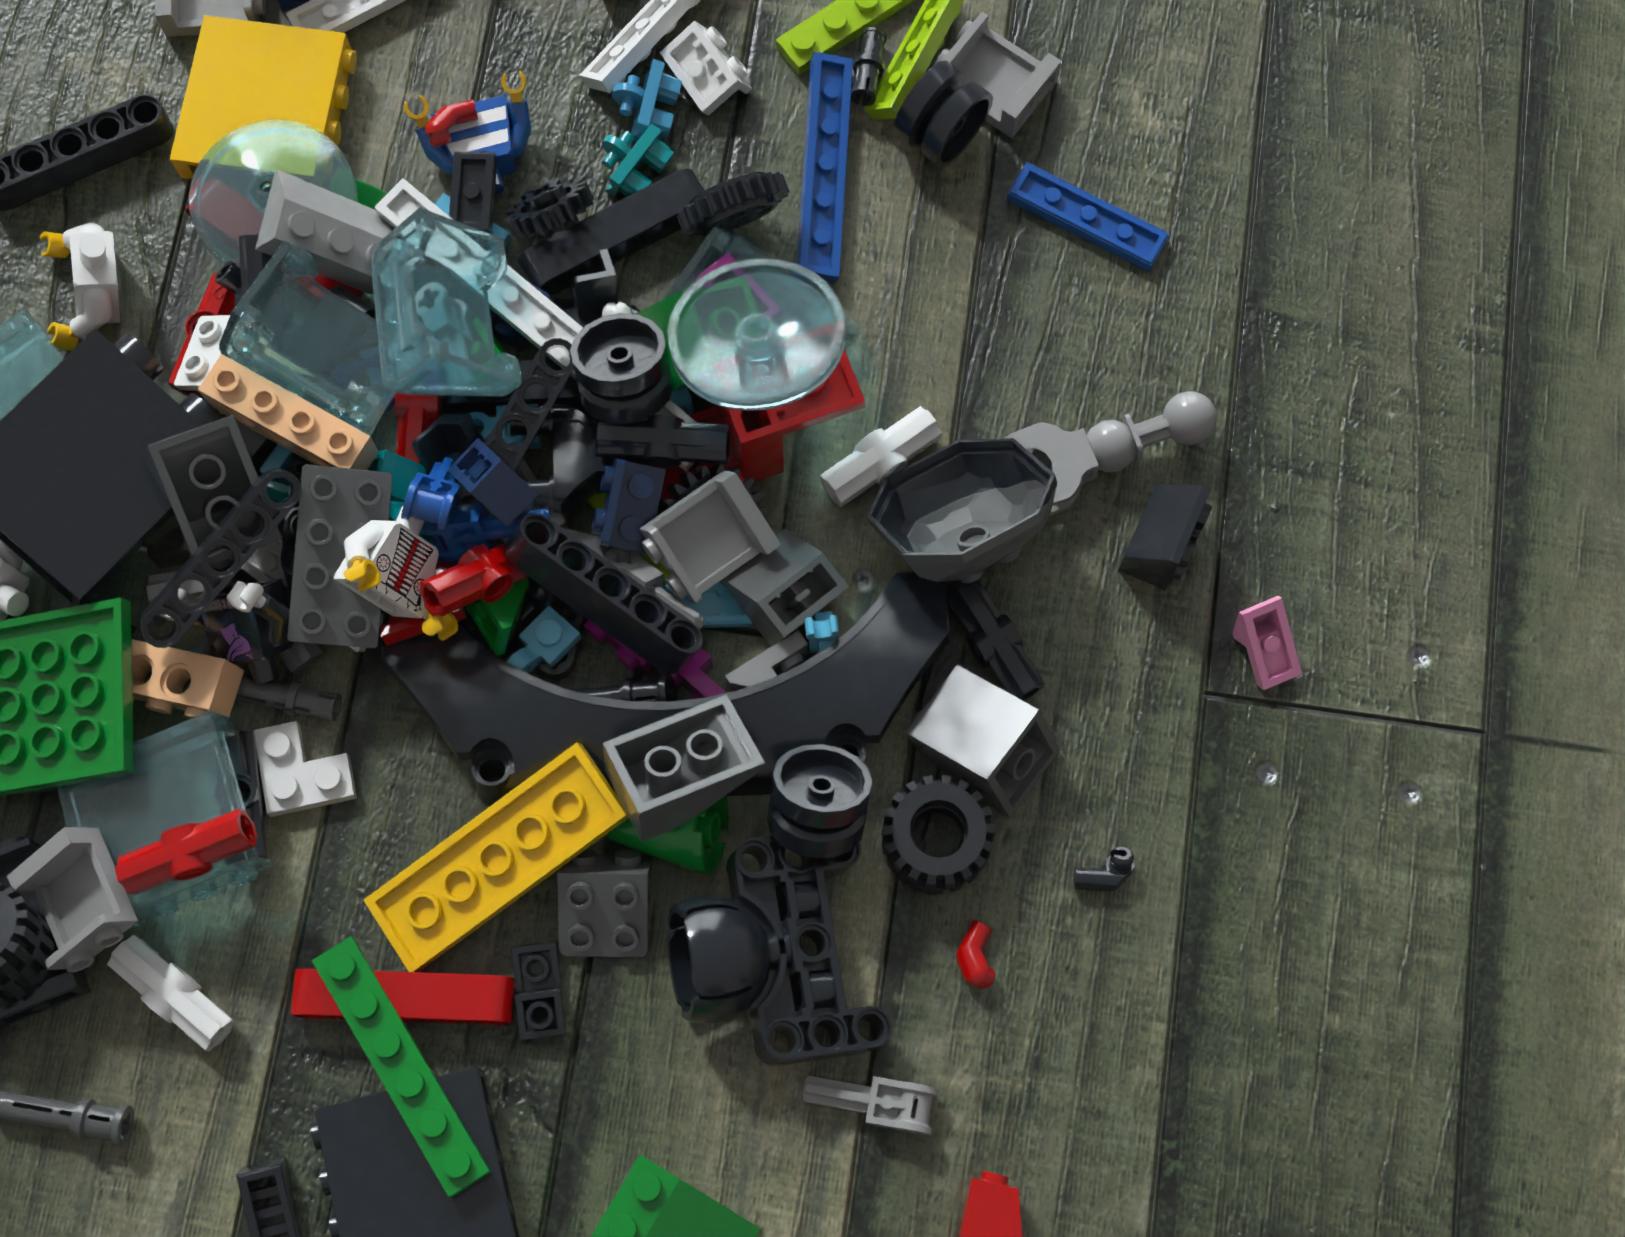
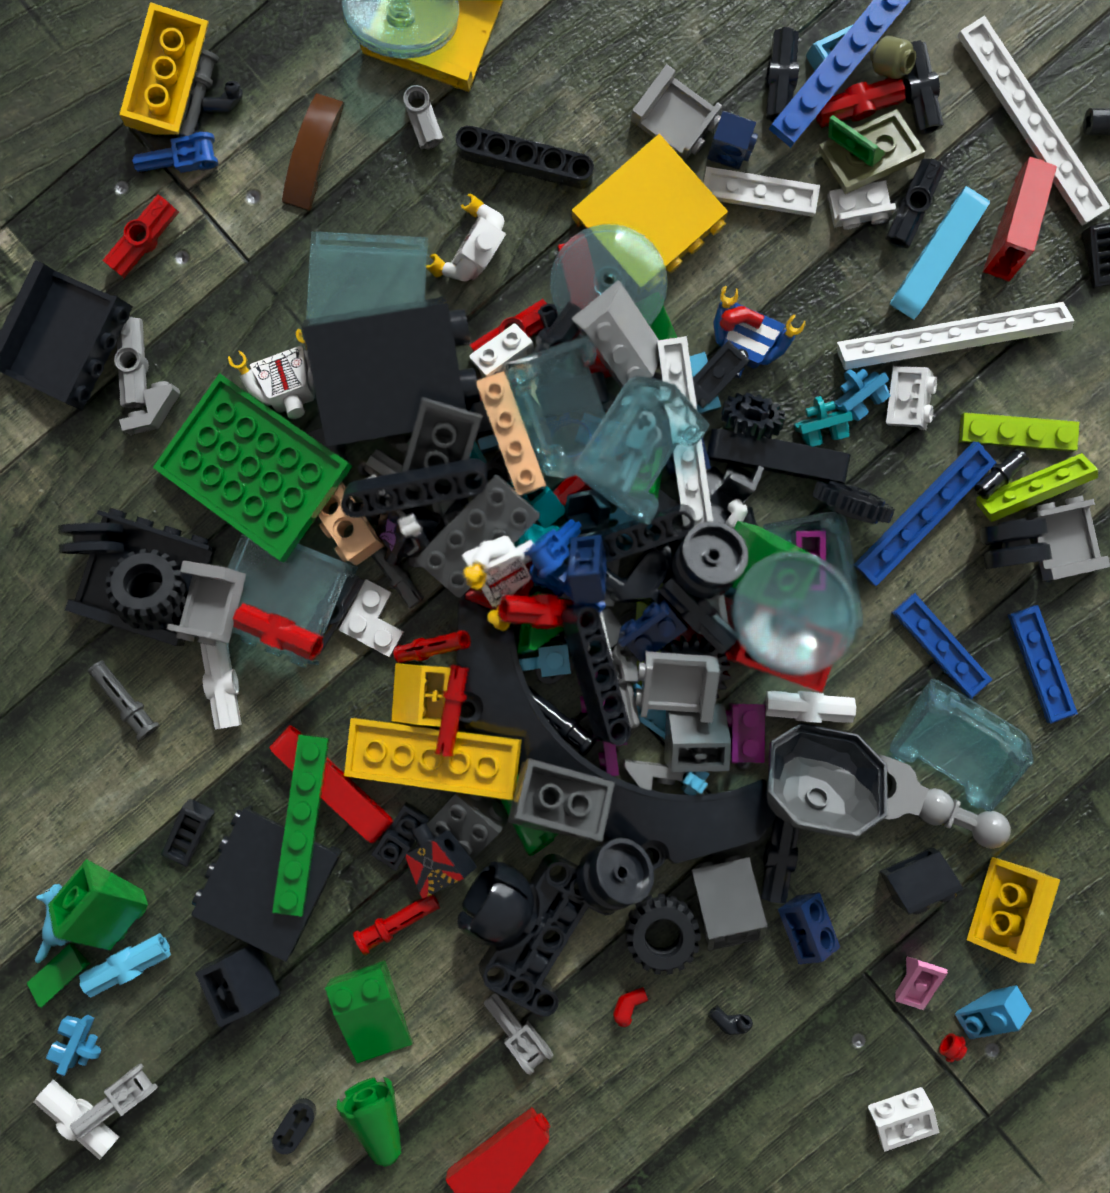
camera: 40 degrees right, 15 degrees up
(383, 747) = (423, 648): none -> red pin
(424, 798) = (419, 693): none -> yellow slope
(471, 775) = (451, 711): none -> red pin
(602, 973) = (437, 860): none -> black torso
(610, 1115) = (385, 928): none -> red pin
(840, 539) = (746, 732): none -> magenta bracket
(966, 283) = (941, 646): none -> blue tile
(1079, 360) = (964, 744): none -> clear light blue windscreen
(1093, 687) = (809, 928): none -> dark blue brick
(1294, 484) = (1013, 910): none -> yellow slope
(1372, 686) = (953, 1047): none -> red plate
(1378, 610) = (994, 1013): none -> dark azure slope
(1395, 811) = (904, 1119): none -> white bracket

